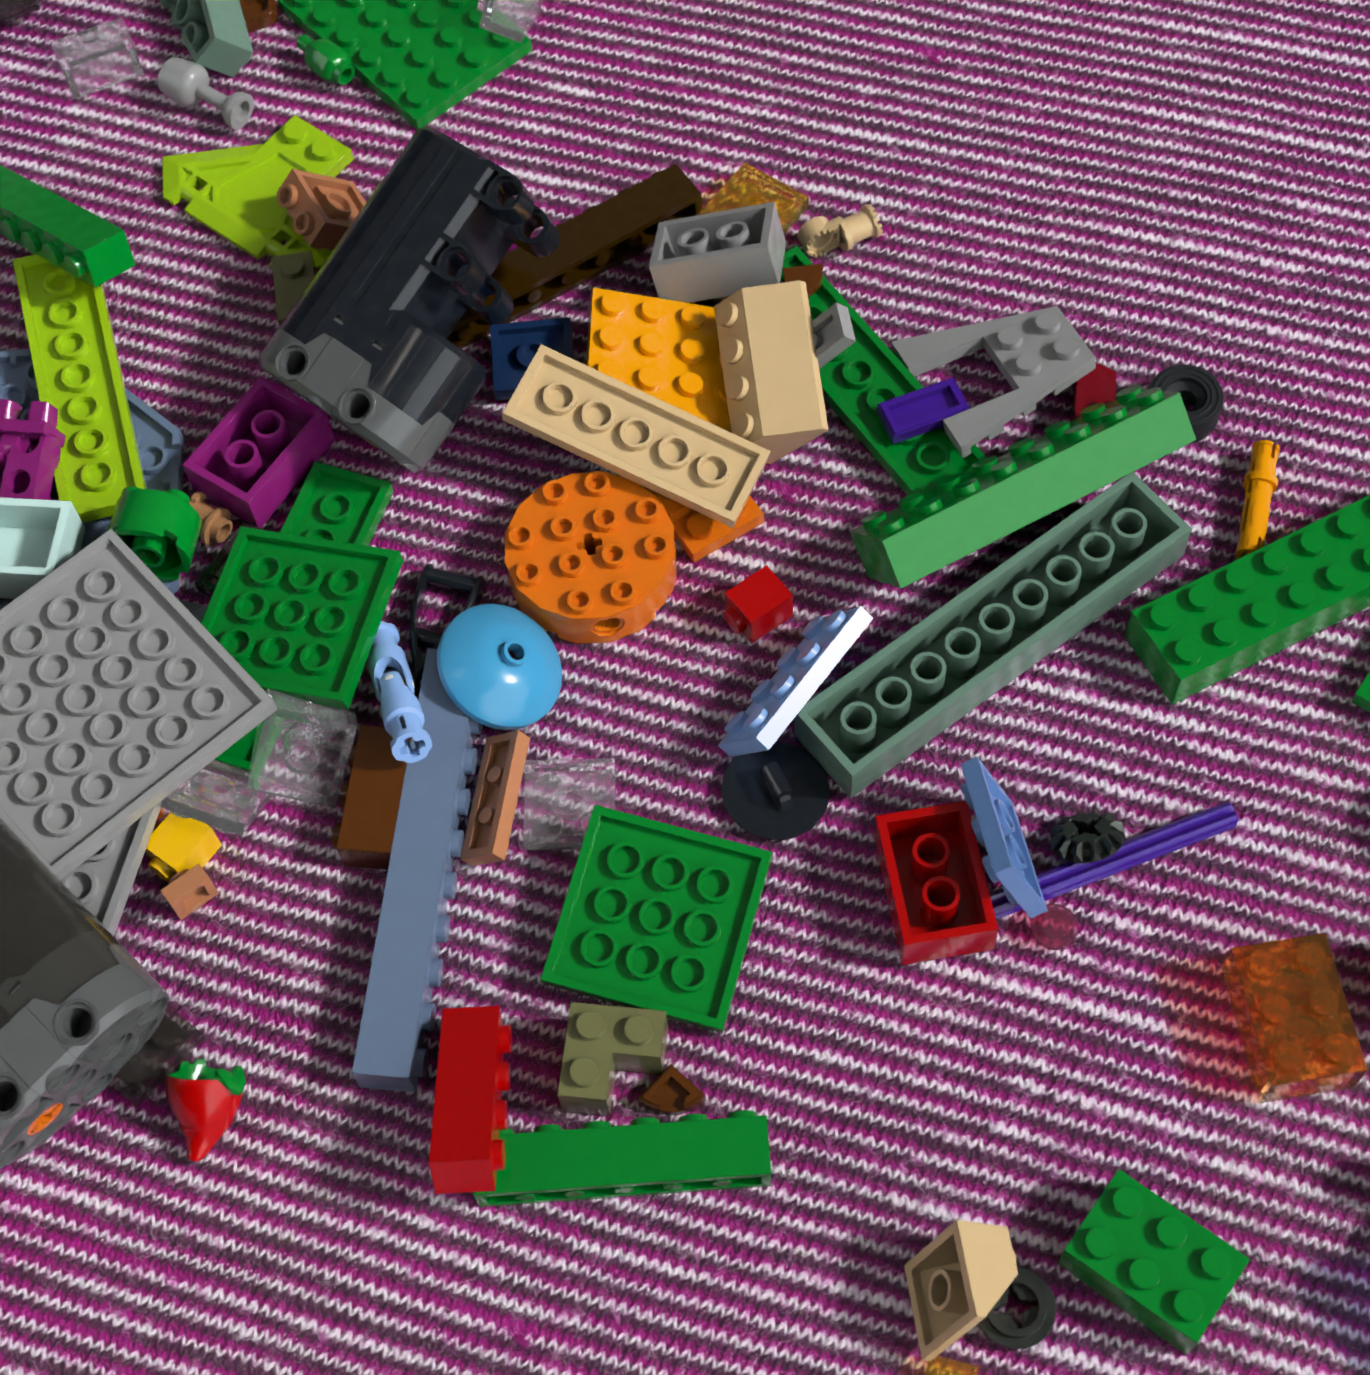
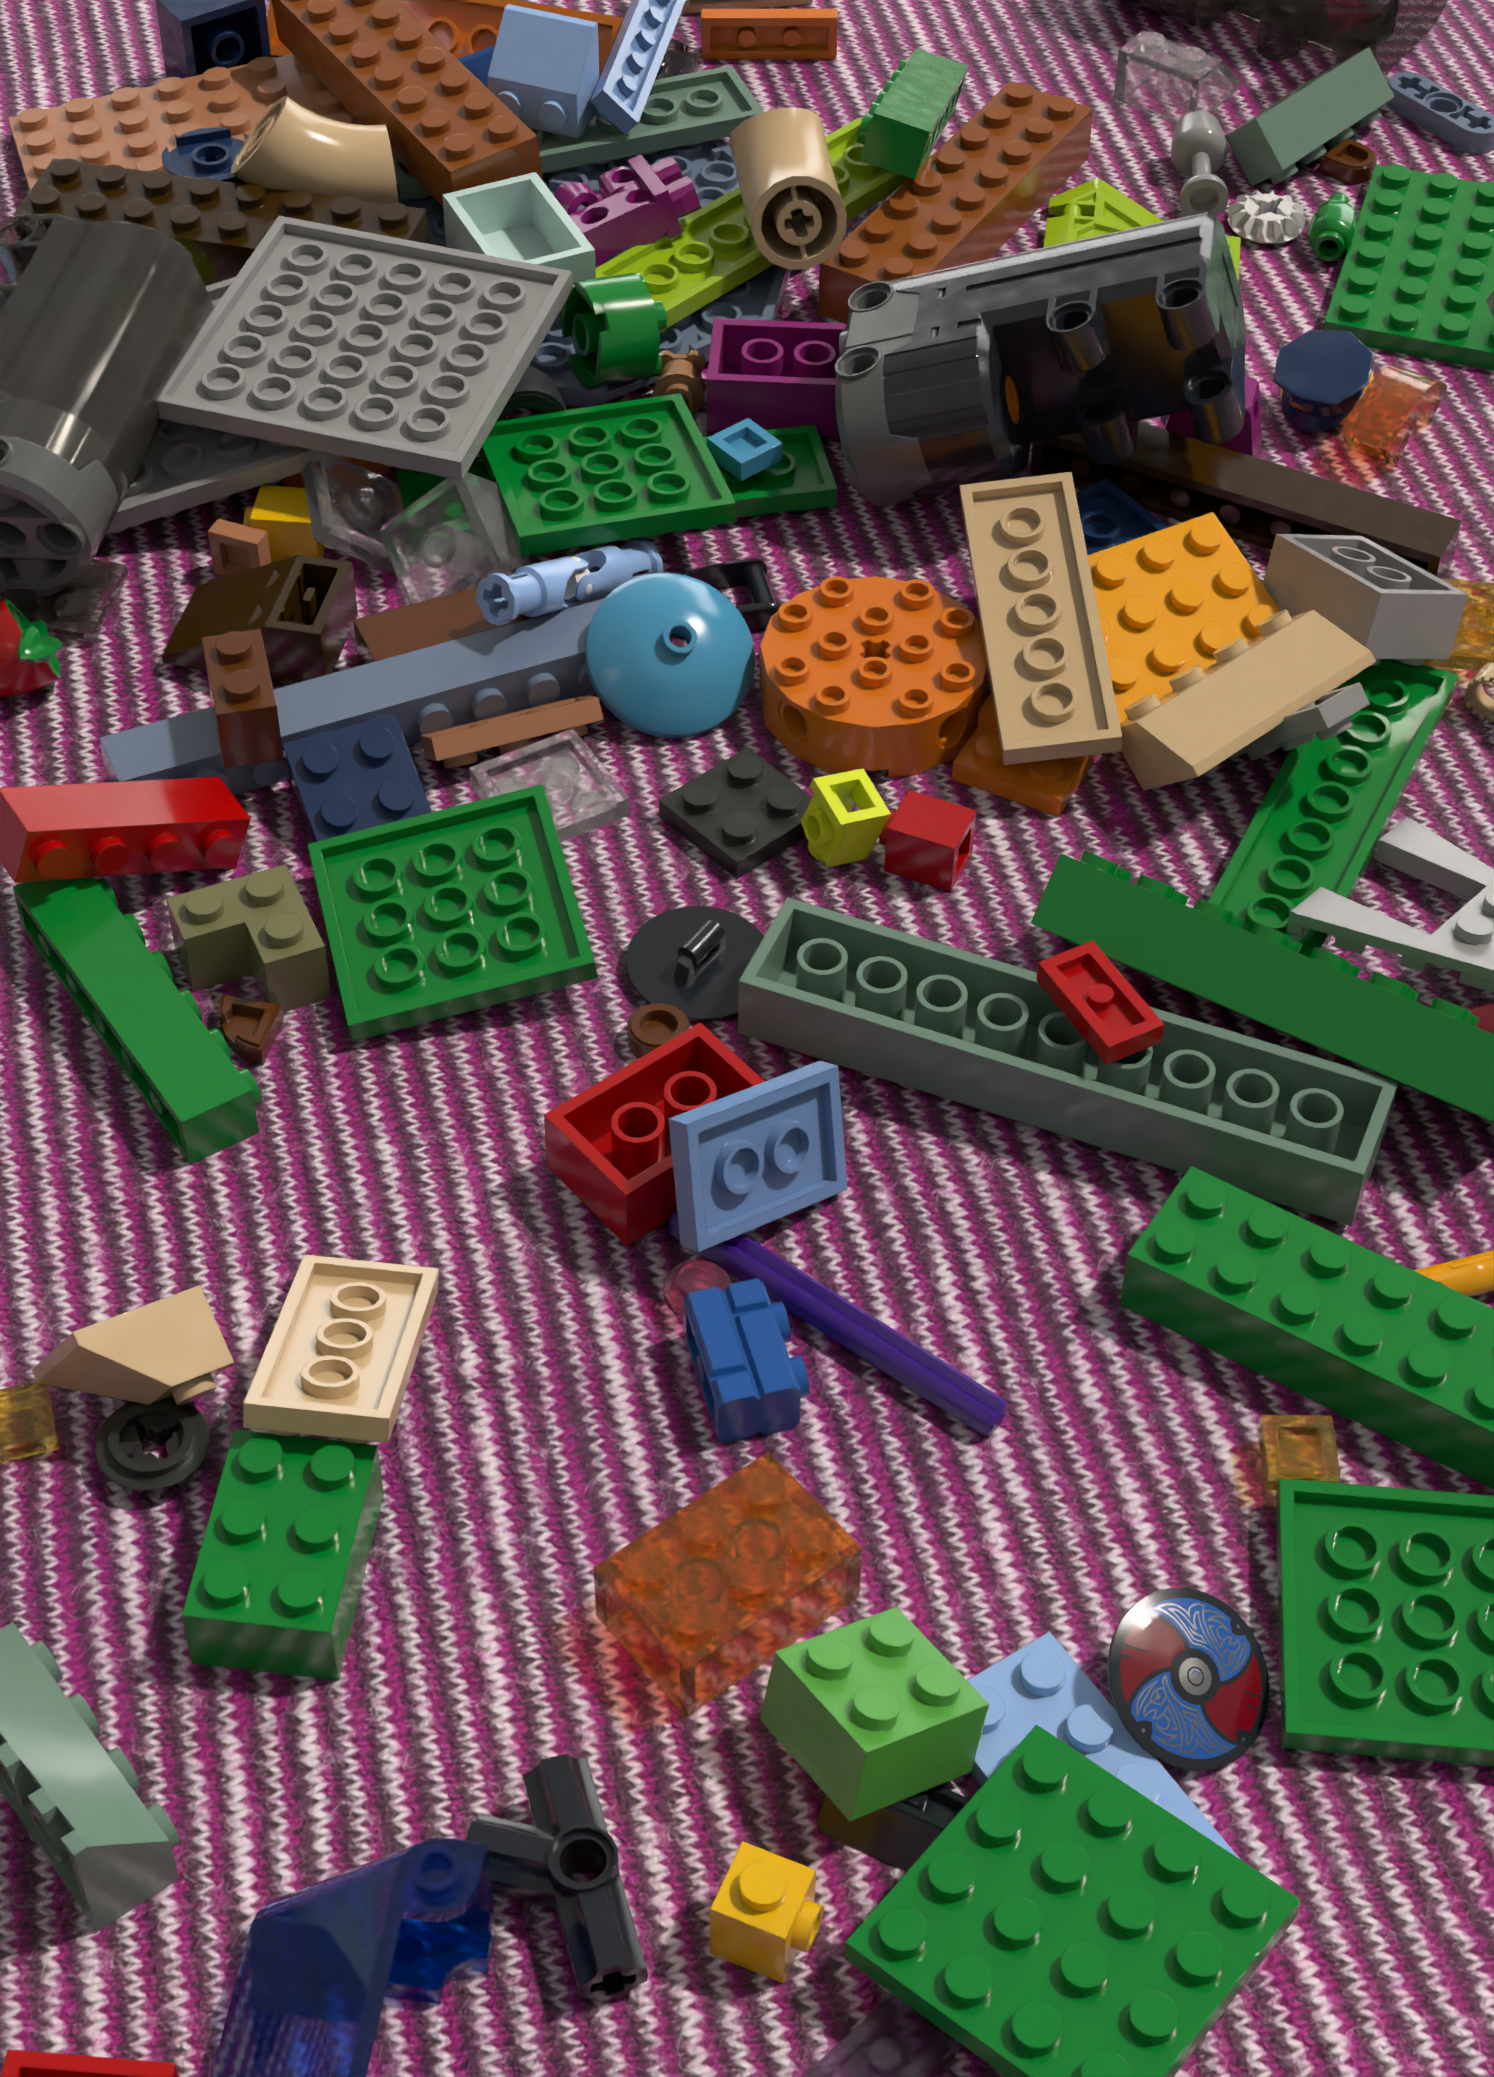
camera: 55 degrees right, 15 degrees down
(102, 347) = (789, 187): none -> tan brick
(165, 287) = (965, 195): none -> dark orange brick
(281, 909) = (297, 603): none -> dark brown slope
(296, 90) = (1266, 217): none -> white gear
(325, 516) = (745, 449): none -> dark azure plate
(398, 957) = (242, 698): none -> reddish brown brick
(492, 139) = (1322, 378): none -> dark blue piece
(494, 922) = (355, 778): none -> dark blue plate
(538, 134) = (1389, 411): none -> clear orange brick
(655, 698) = (738, 812): none -> pearl dark grey plate
(720, 654) = (832, 829): none -> neon yellow brick
(794, 683) = (867, 893): light blue plate -> none
(809, 273) = (1403, 691): reddish brown tile -> none
(823, 844) = (654, 1026): none -> reddish brown tile
(921, 410) = (1312, 862): dark purple tile -> none
(999, 587) = (1100, 1002): none -> red plate
(1022, 1154) = (342, 1350): none -> tan plate
(1074, 840) = (843, 1268): pearl dark grey gear -> none
(1129, 927) = (743, 1360): none -> blue brick
(1335, 674) = (1297, 1449): none -> clear yellow plate

